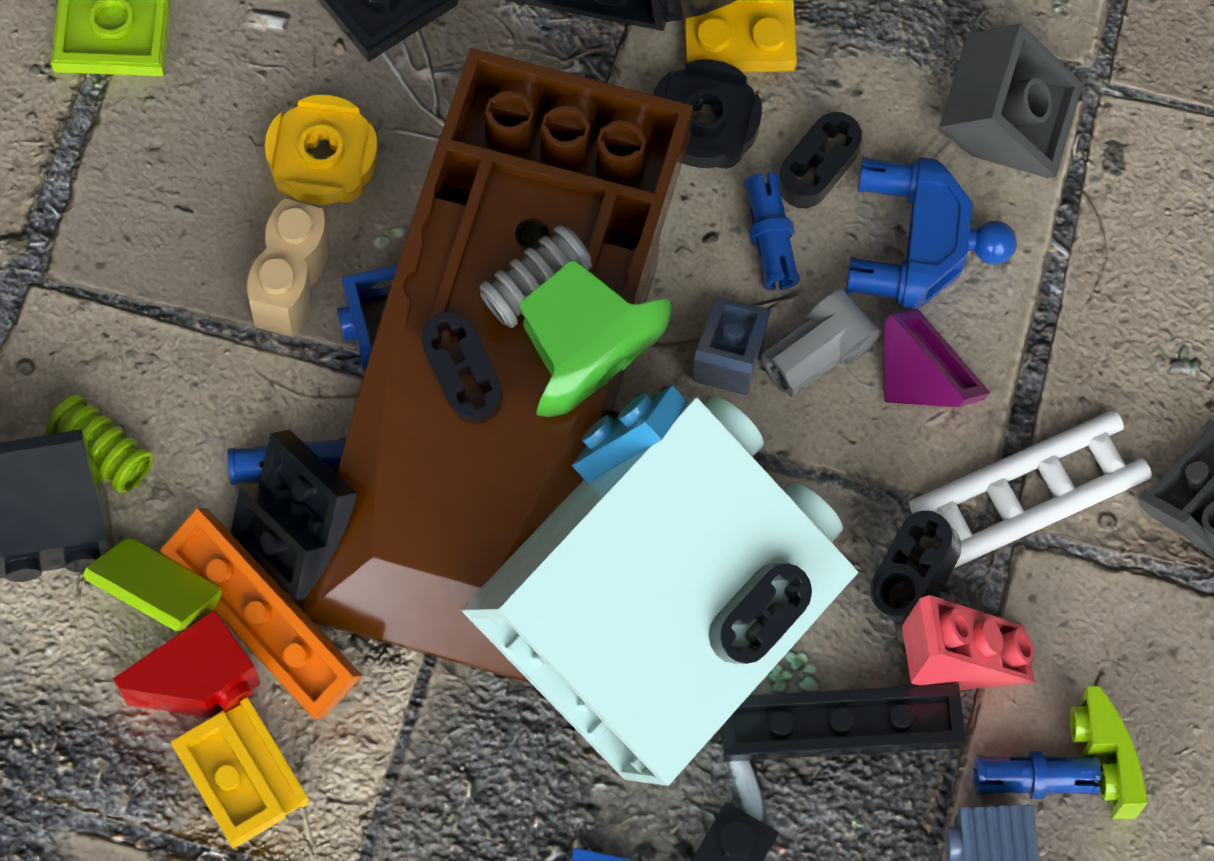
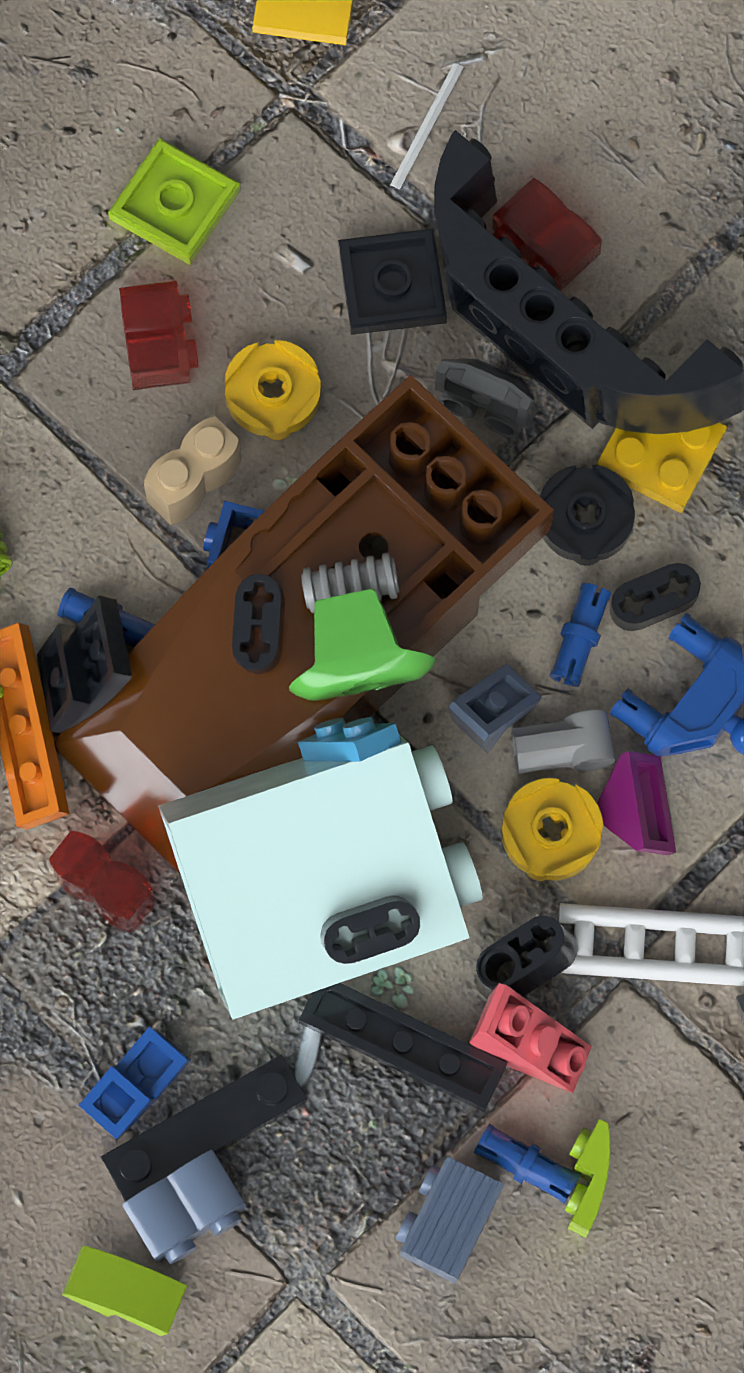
camera: 30 degrees right, 5 degrees up
(171, 156) = (156, 335): none -> clear red brick
(421, 724) = (90, 875): none -> clear red brick
(552, 39) = (475, 383): none -> dark grey slope
(863, 464) = (541, 856): none -> yellow plate

